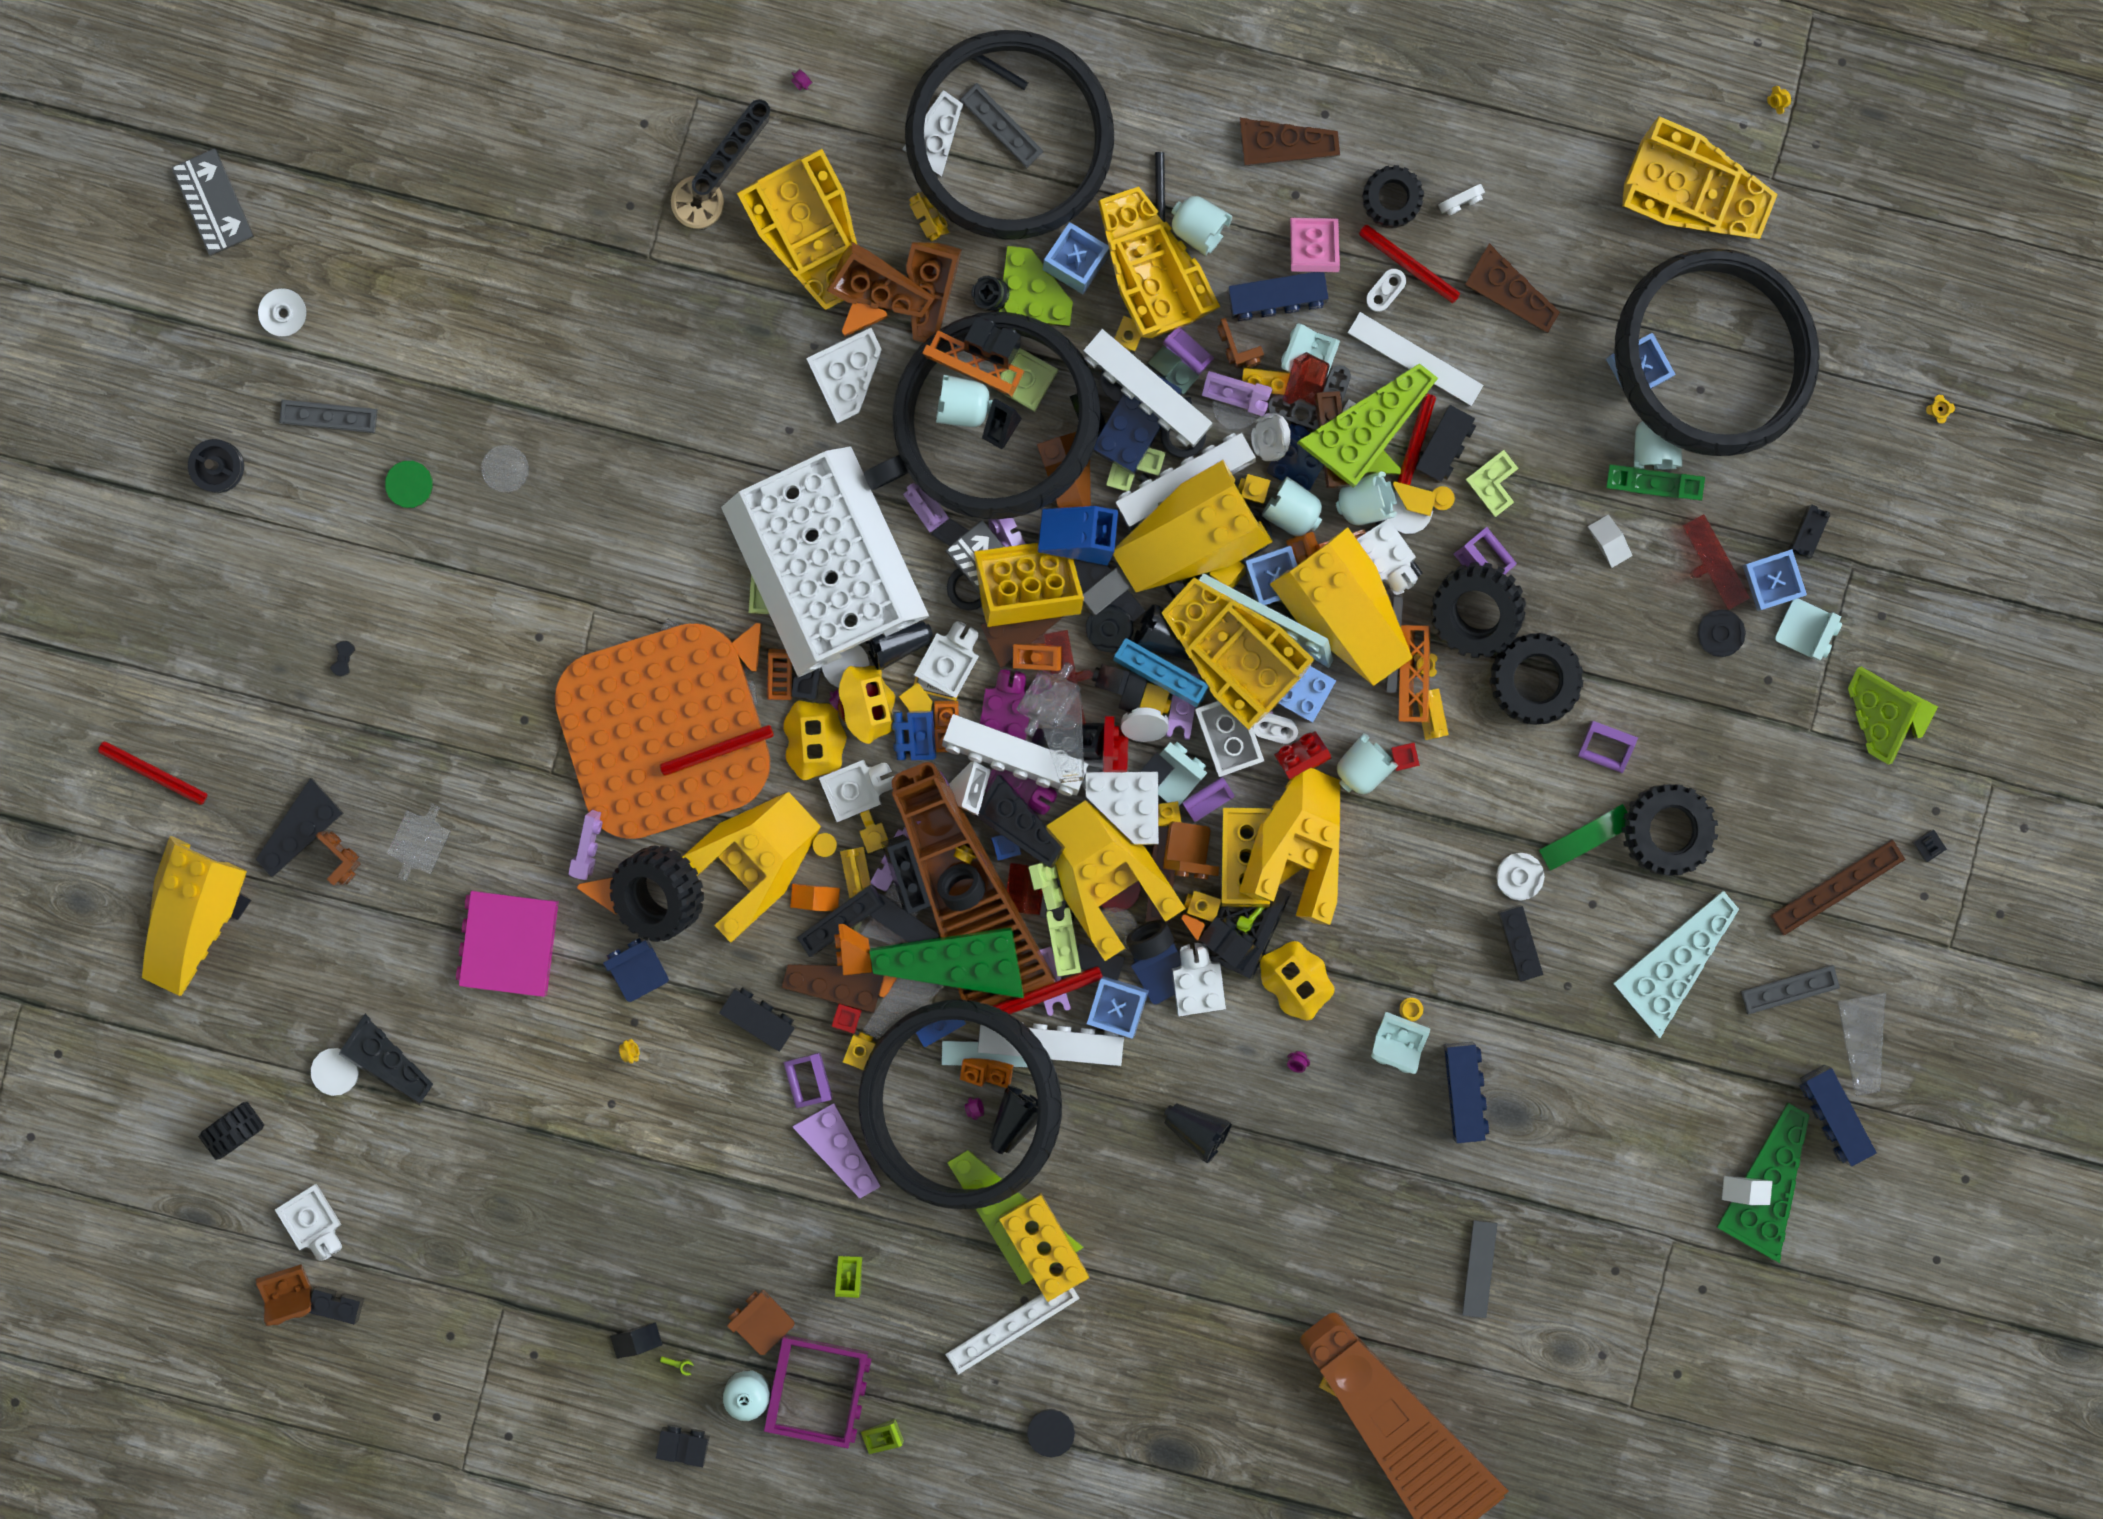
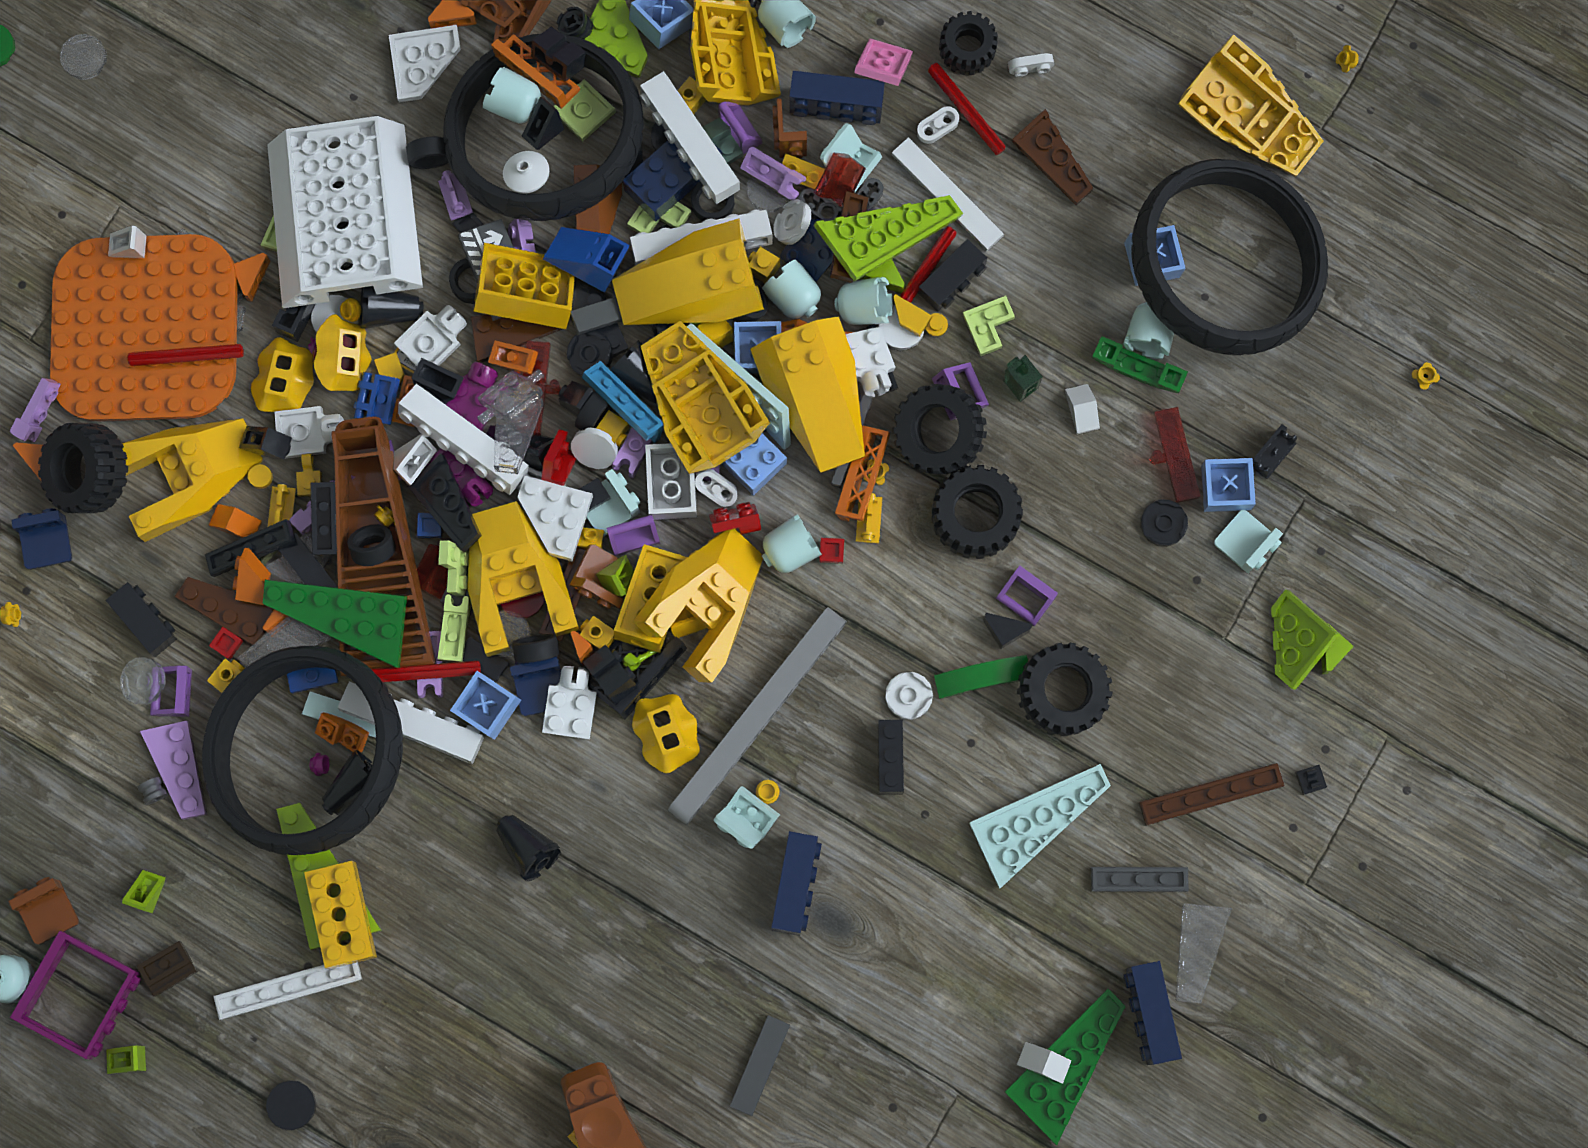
camera: 20 degrees right, 10 degrees down
(620, 656) = (127, 243): none -> white slope
(779, 695) = (265, 298): orange slope -> none
(779, 1078) = (142, 681): none -> clear tile
(822, 813) = (266, 442): none -> black slope
(824, 1180) = (152, 790): none -> flat silver wheel
(861, 655) = (350, 309): none -> yellow plate
(893, 1342) = (167, 968): none -> dark brown plate
(970, 703) = (437, 380): none -> black slope
(1006, 483) = (529, 179): none -> white dish
(1206, 845) = (617, 576): none -> lime slope
(1297, 1061) = (643, 810): magenta plate -> none
(1380, 939) = (757, 716): none -> light grey beam
(1543, 531) = (1022, 377): none -> clear green brick
(1596, 786) = (1005, 629): none -> black slope

